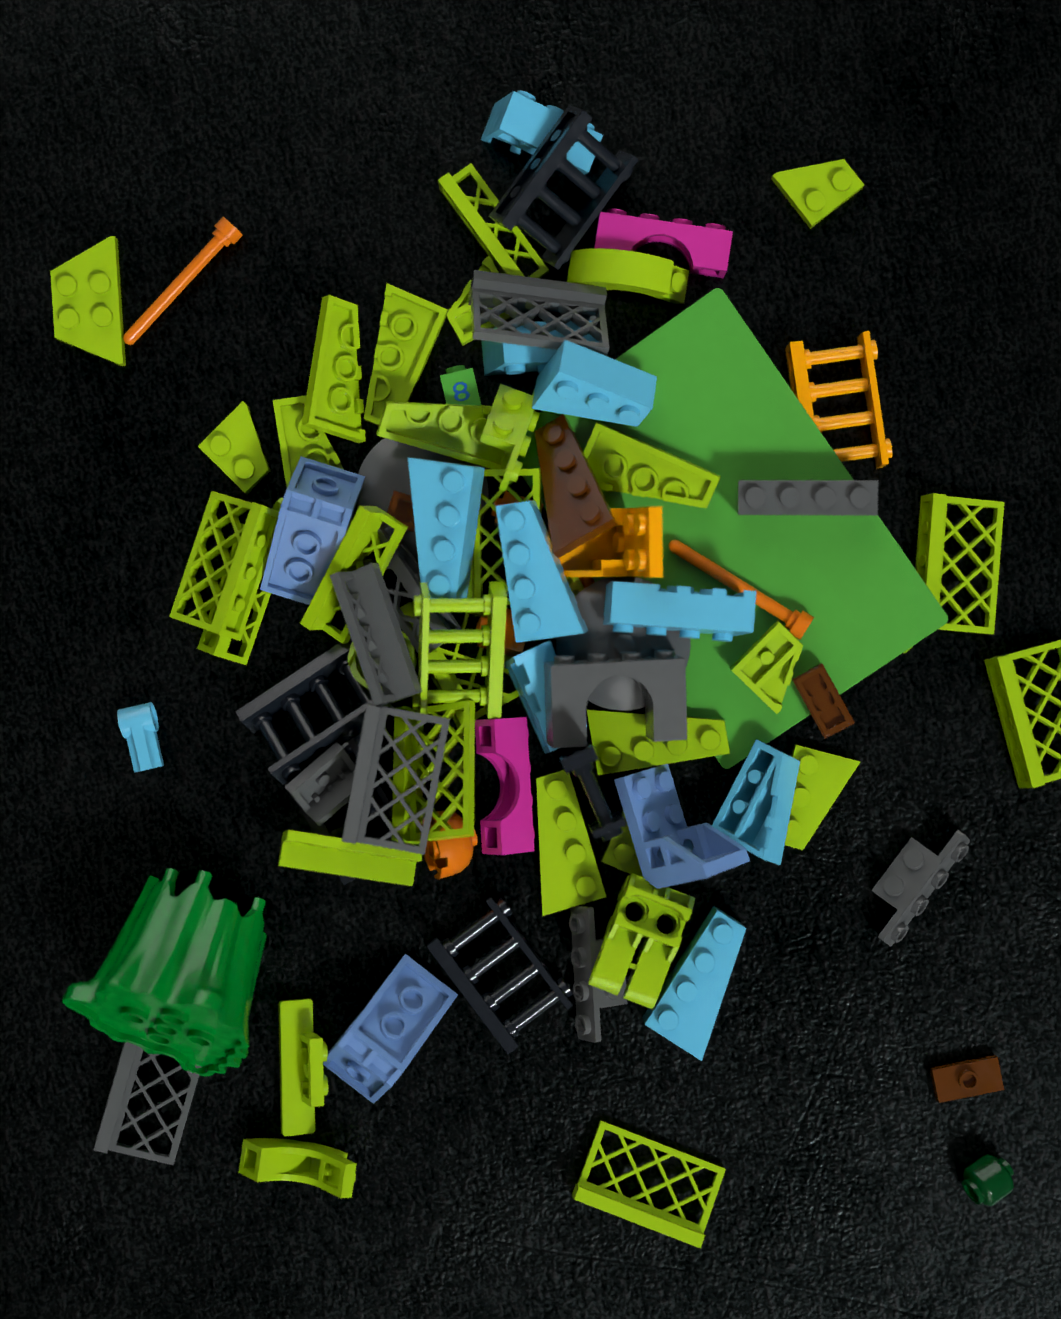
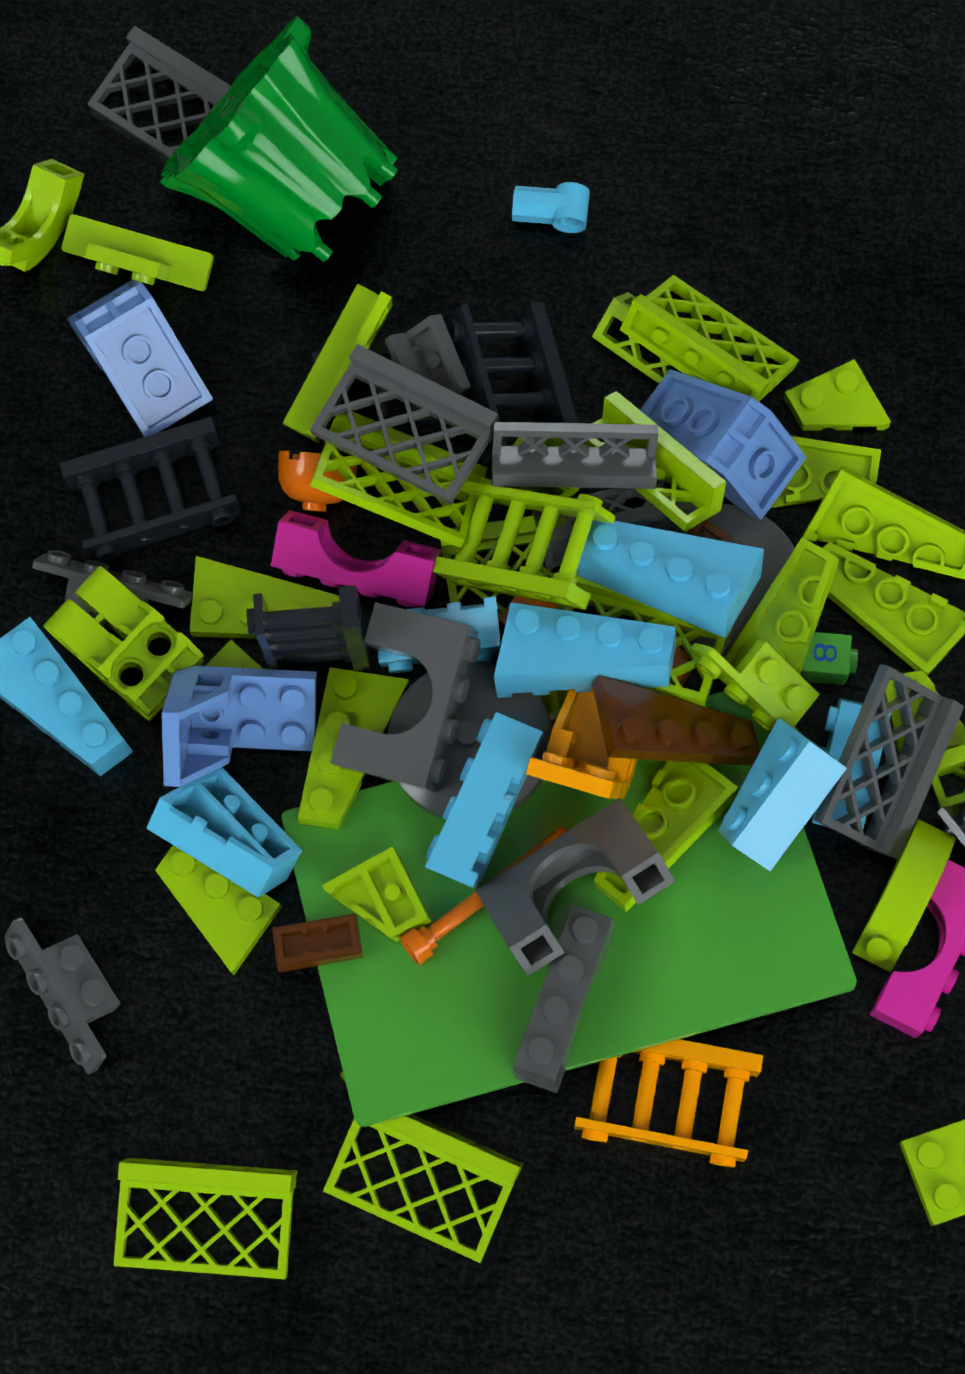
camera: 120 degrees right, 15 degrees down
(741, 558) = (602, 843): none -> dark grey arch

